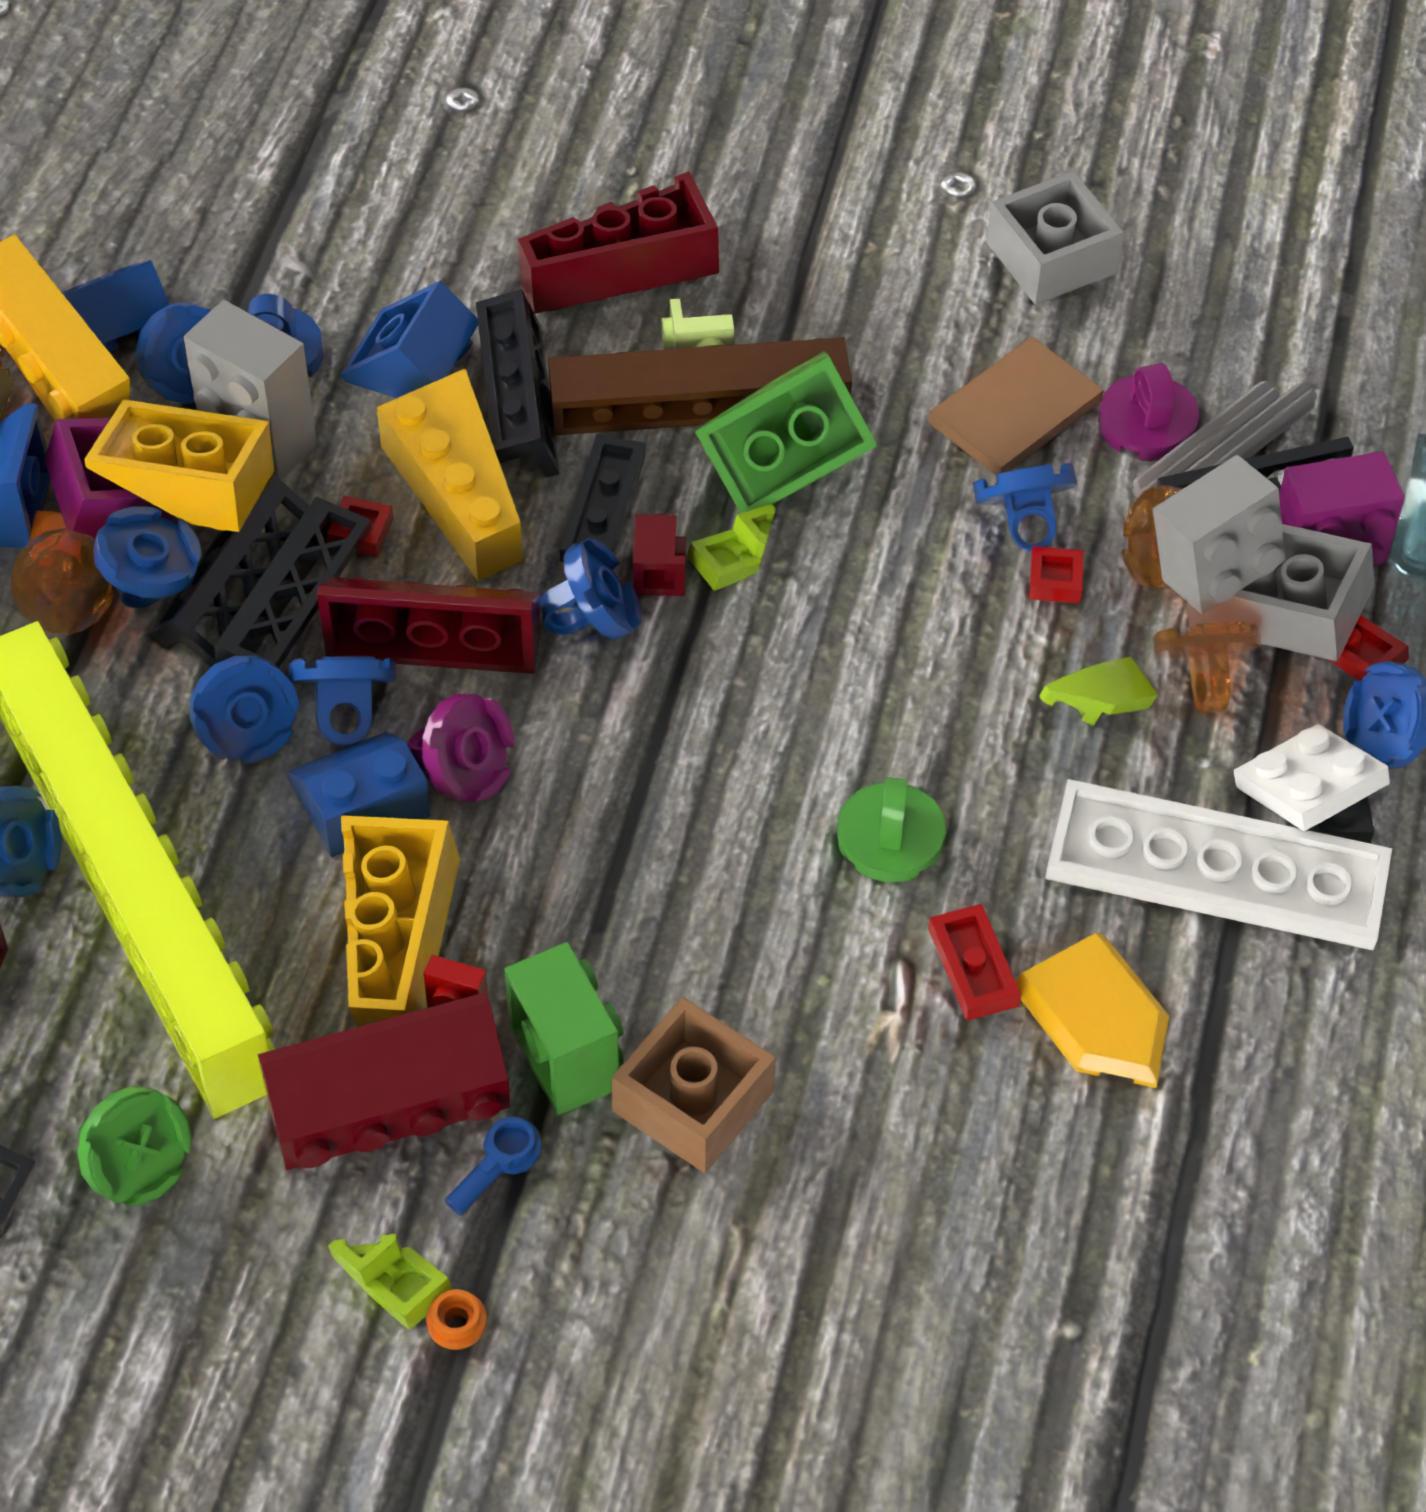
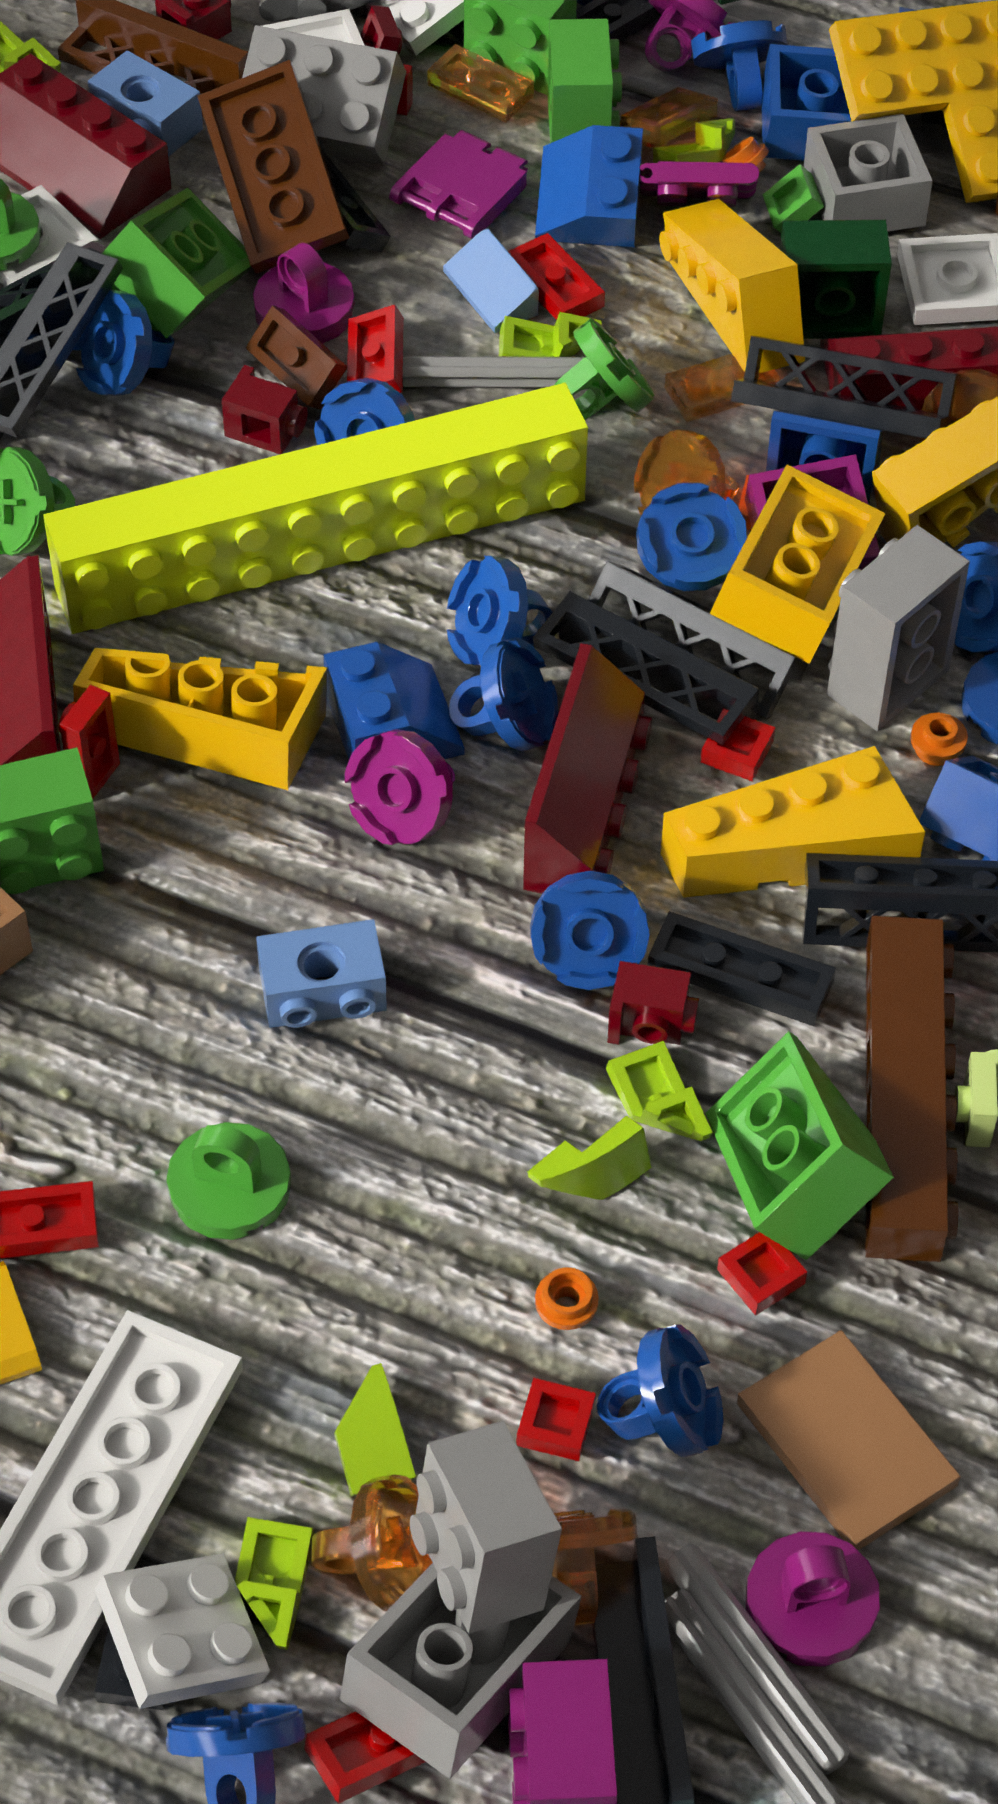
camera: 100 degrees right, 0 degrees up
(330, 395) = (937, 749): none -> orange plate
(674, 816) = (343, 953): none -> medium blue brick
(822, 565) = (600, 1169): none -> lime slope
(891, 463) = (761, 1272): none -> red plate
(945, 573) = (566, 1283): none -> orange plate
(1231, 741) = (274, 1573): none -> lime slope

